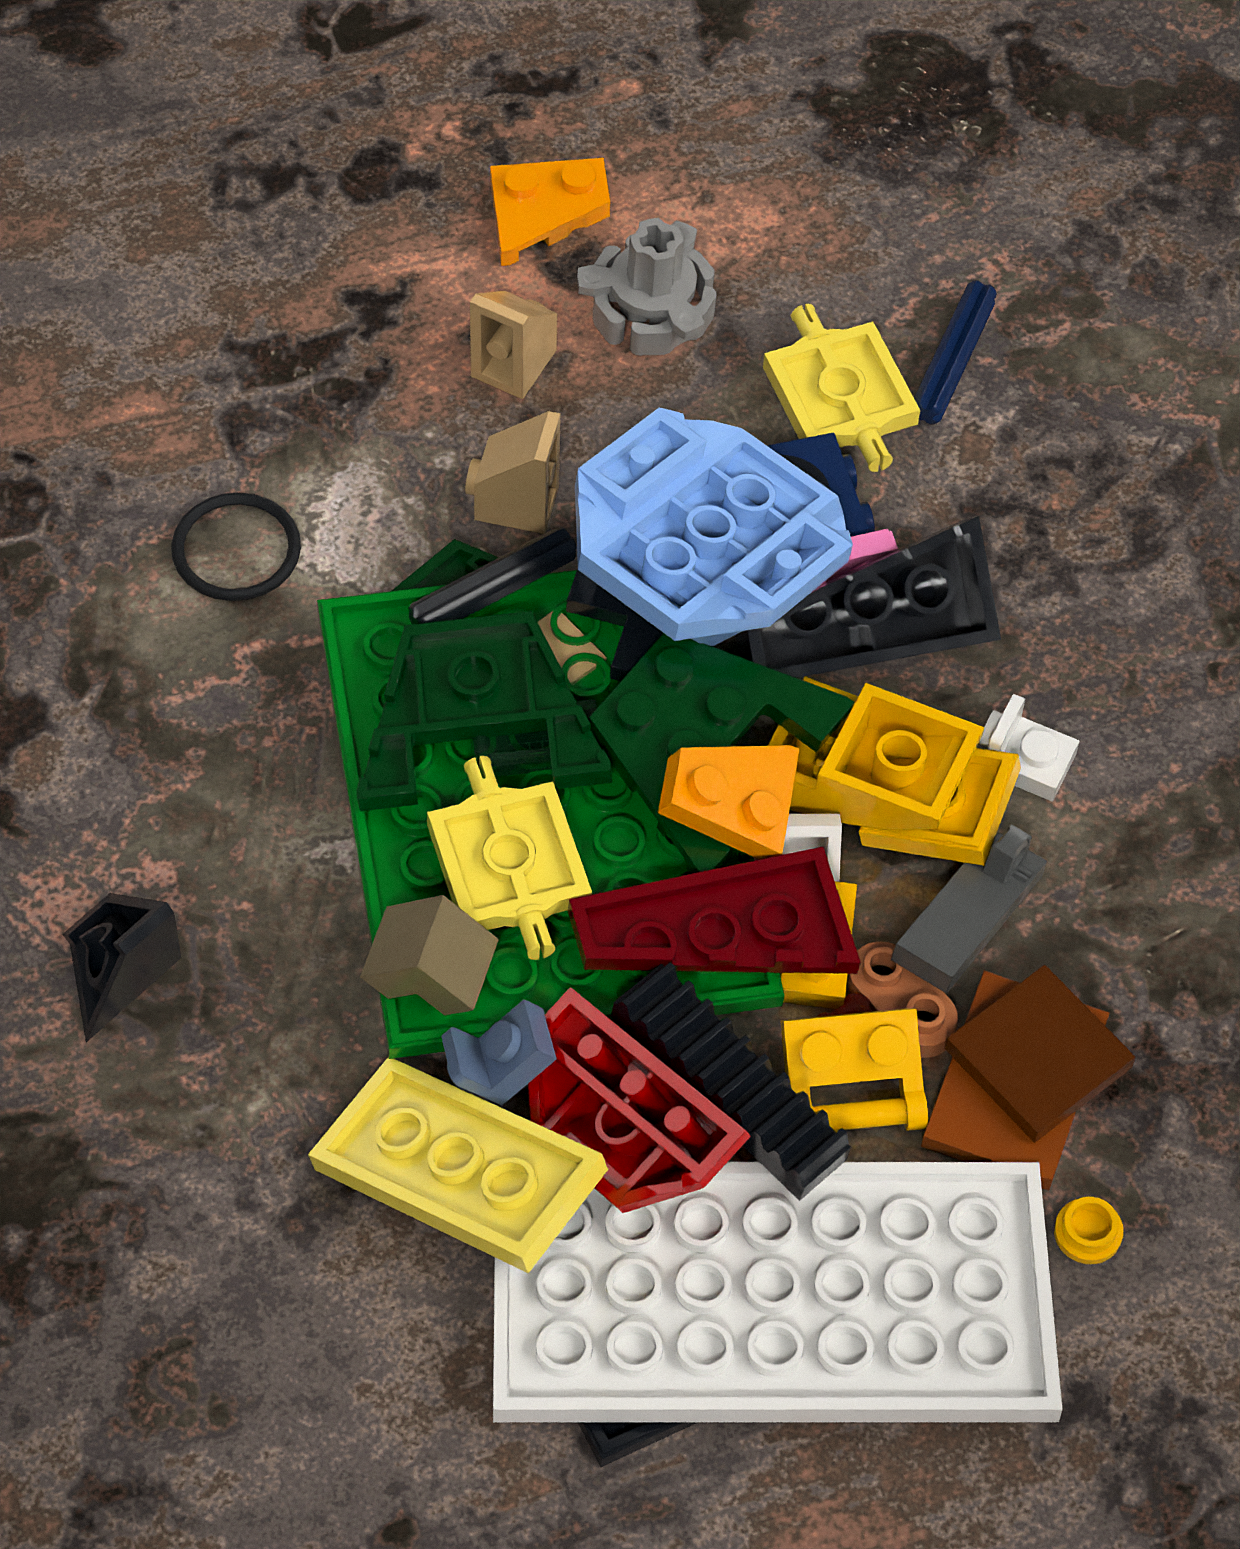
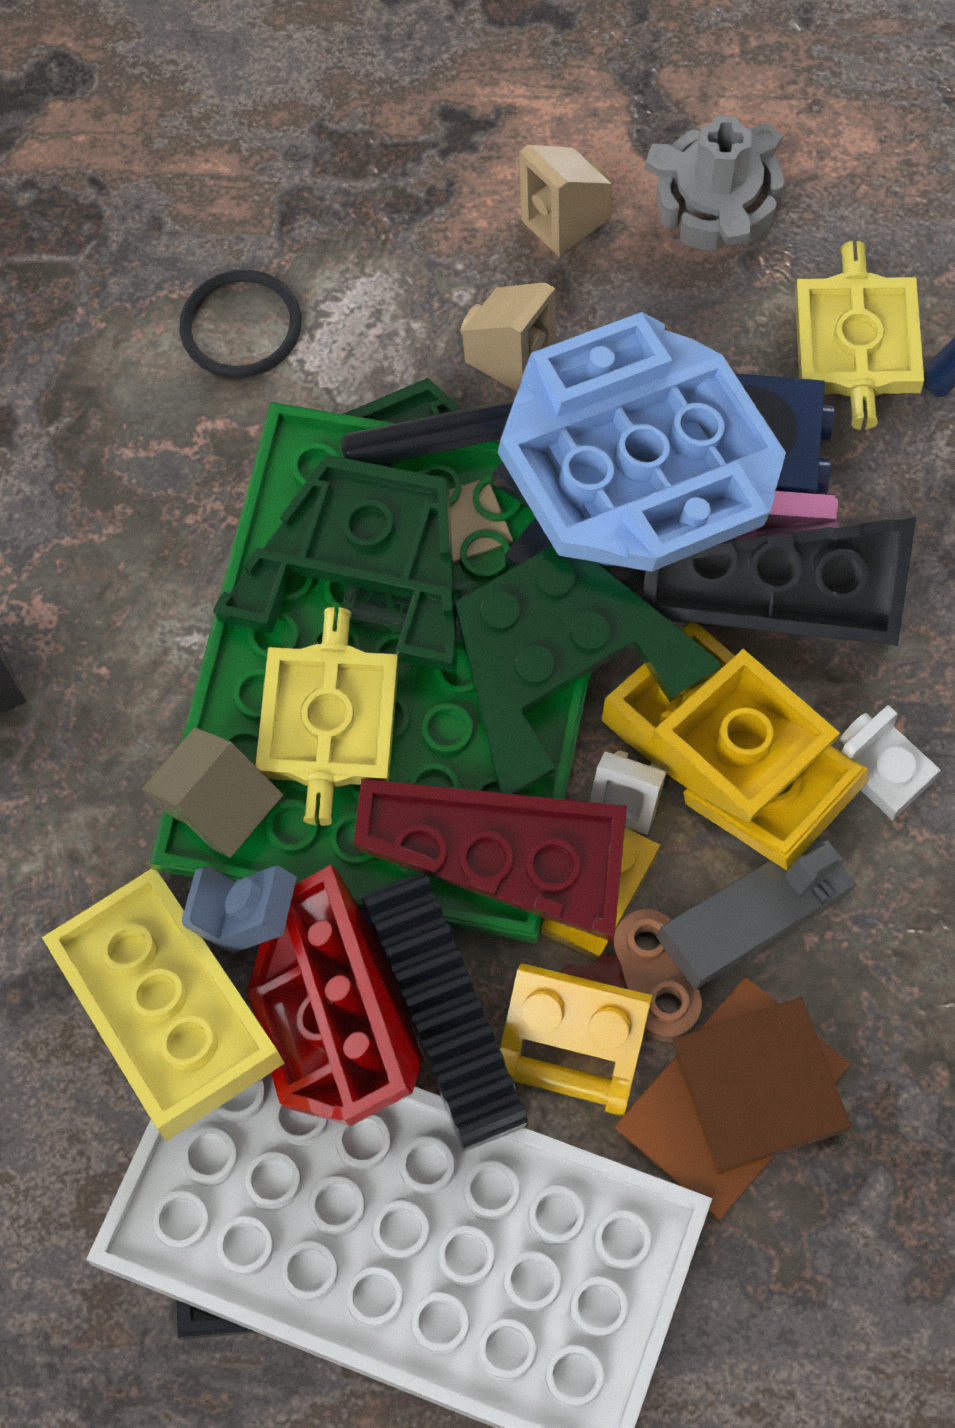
camera: 30 degrees right, 10 degrees up
(546, 202) = (660, 70): light orange wing -> none
(733, 794) = (559, 725): light orange wing -> none
(1088, 1230) = (736, 1283): yellow plate -> none

